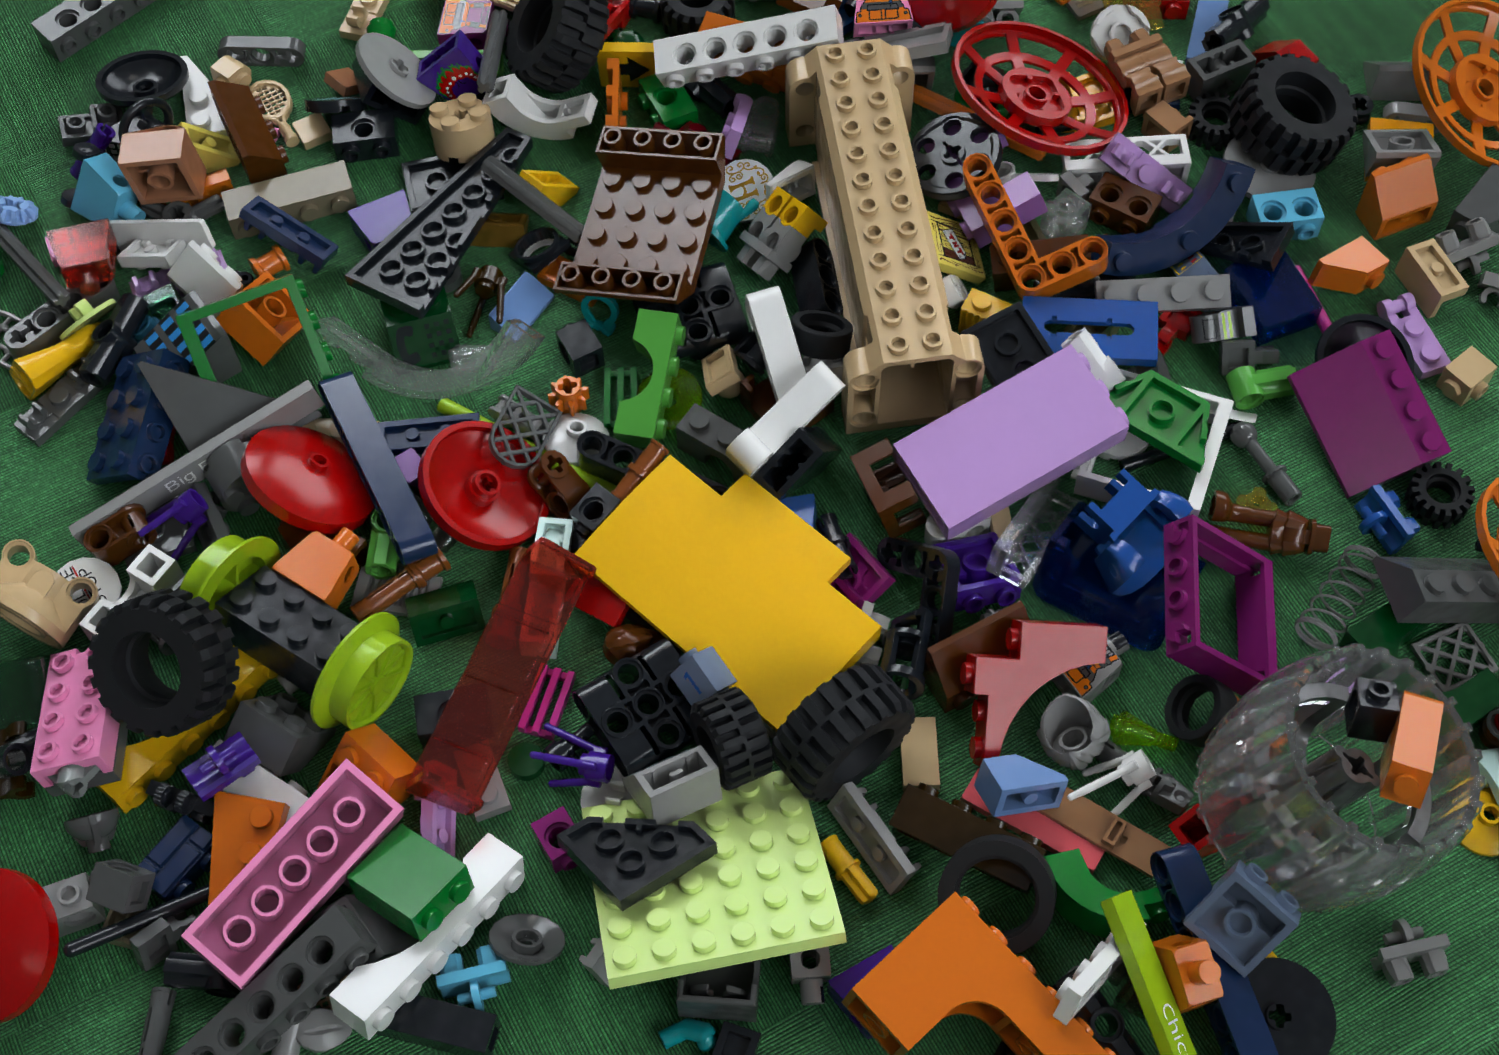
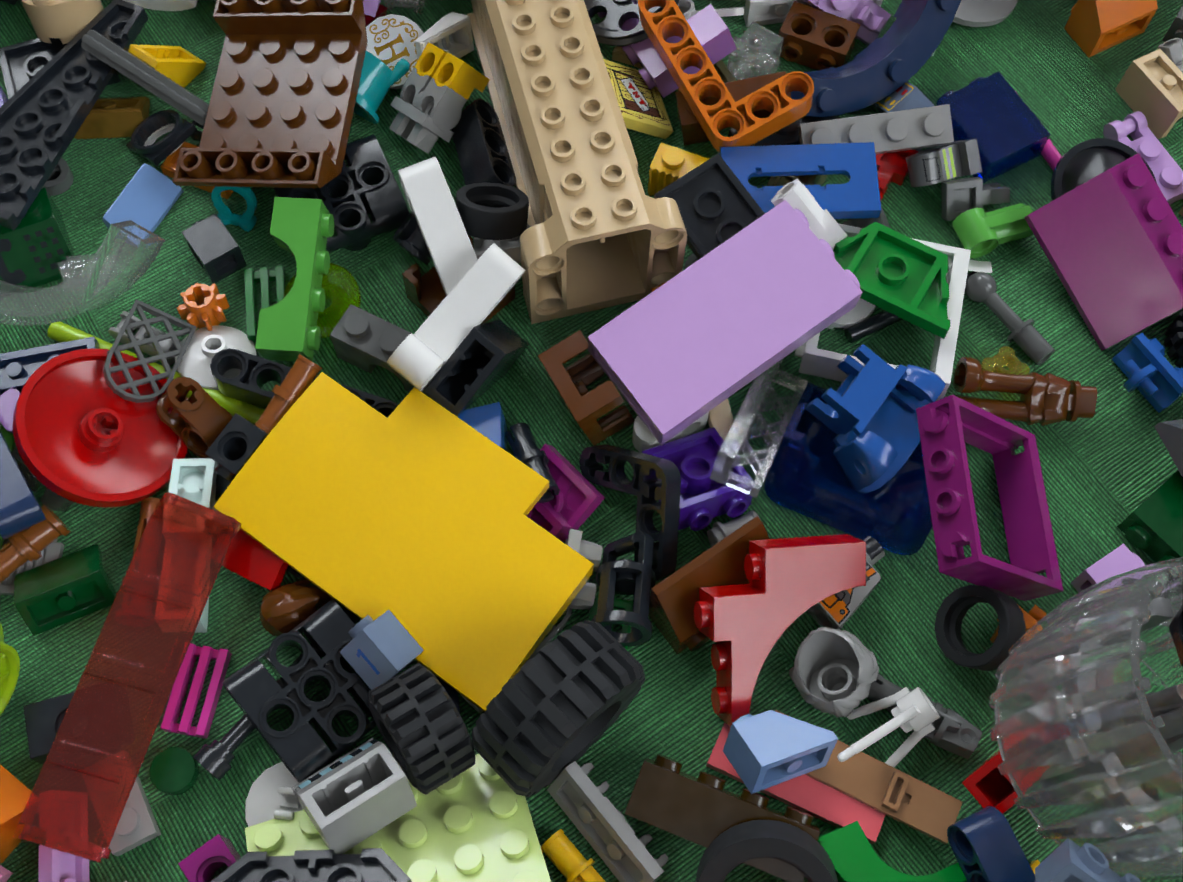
camera: 10 degrees left, 5 degrees up
(487, 283) = (100, 180): dark brown plant -> none
(595, 766) = (257, 775): dark purple plant -> none
(722, 373) = (381, 265): tan tile -> none
(920, 754) = (654, 715): tan tile -> none
(955, 291) = (642, 147): white beam -> none
(1077, 185) = (765, 18): light grey tile -> none
(1133, 731) = (902, 658): clear neon green cone -> none
(1251, 243) = (965, 69): black wing -> none
(1294, 206) = (992, 37): medium azure brick -> none
(1350, 268) = (1073, 89): orange slope -> none
(1351, 566) = (1094, 503): light grey piece -> none

